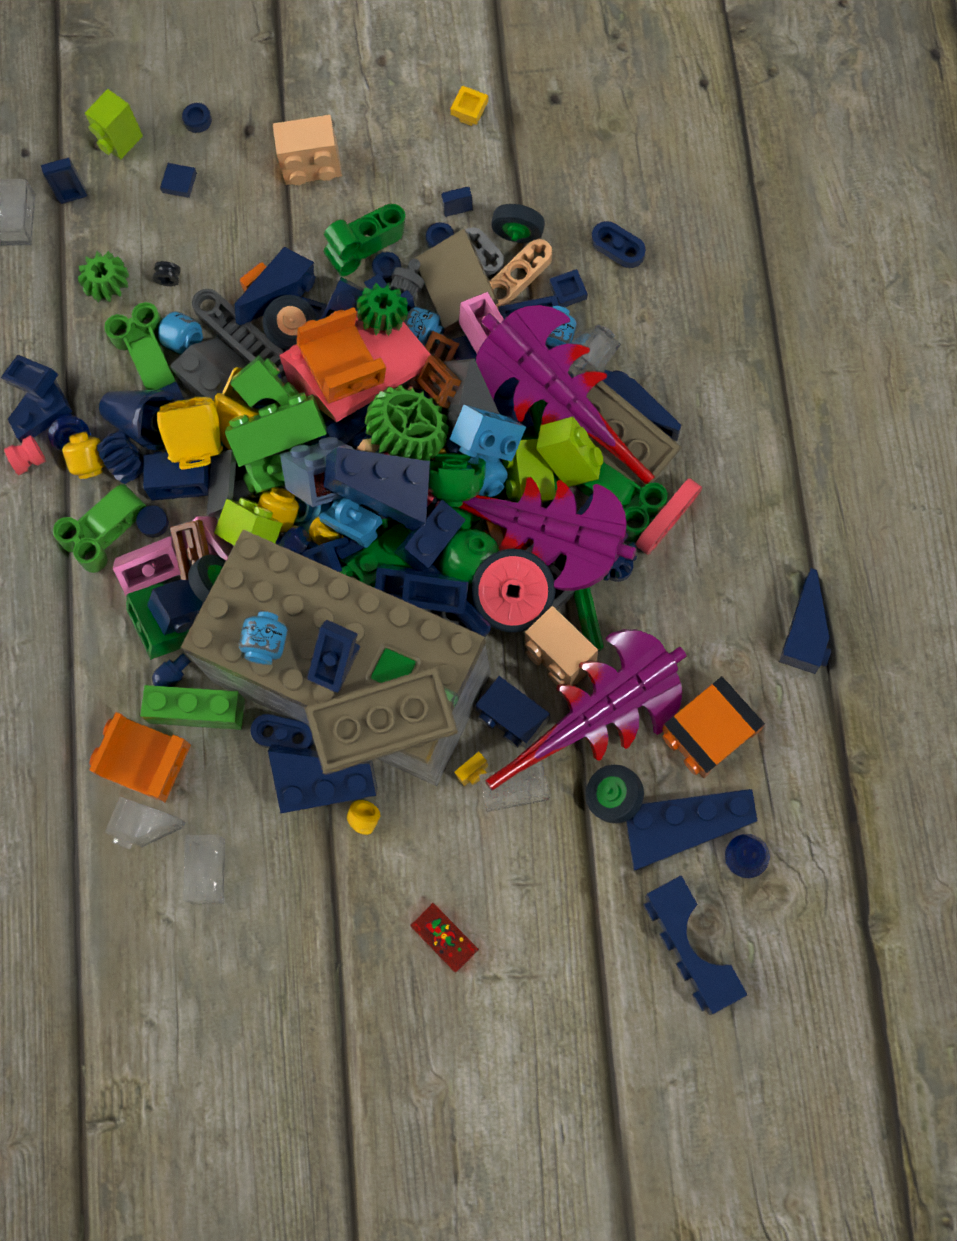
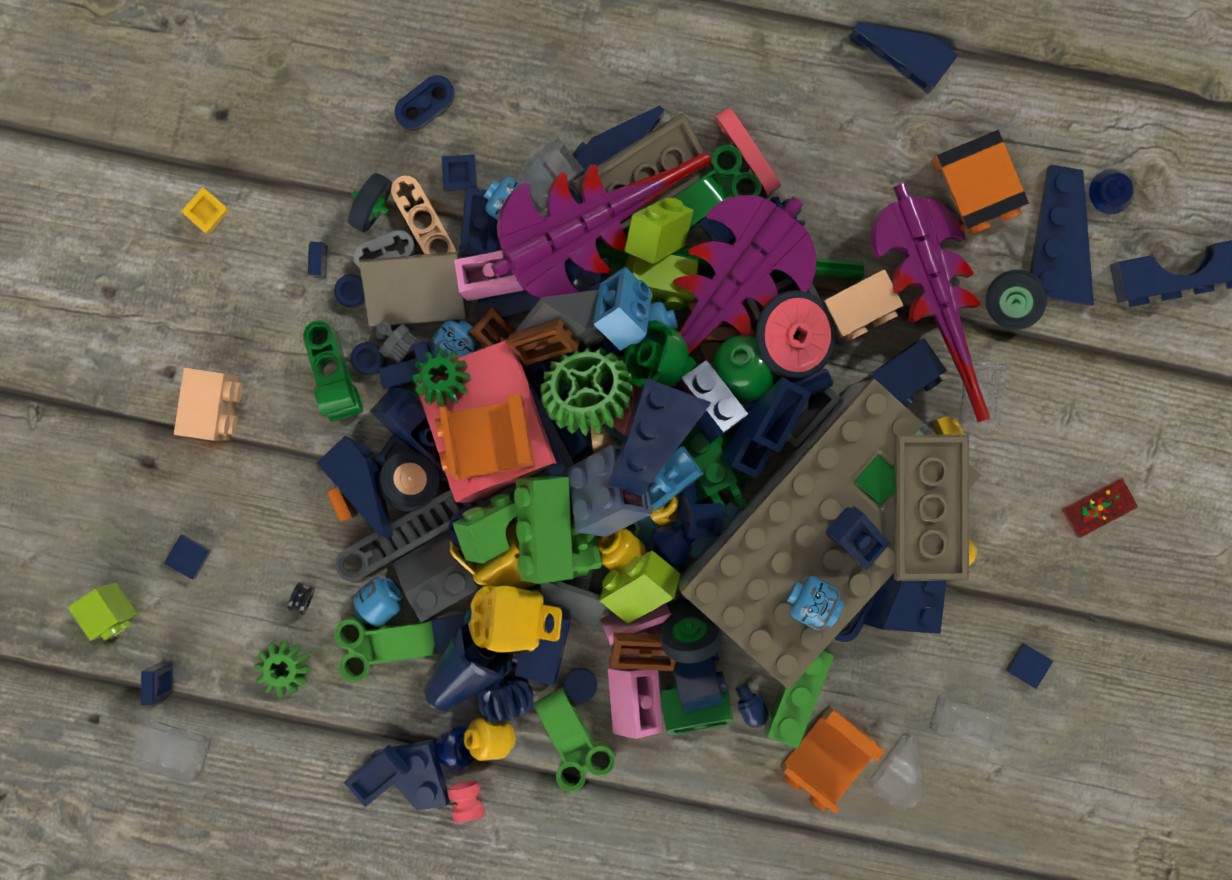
camera: 85 degrees left, 15 degrees up
(197, 117) = (115, 516): dark blue tile -> none
(275, 917) = (1029, 665): none -> dark blue tile

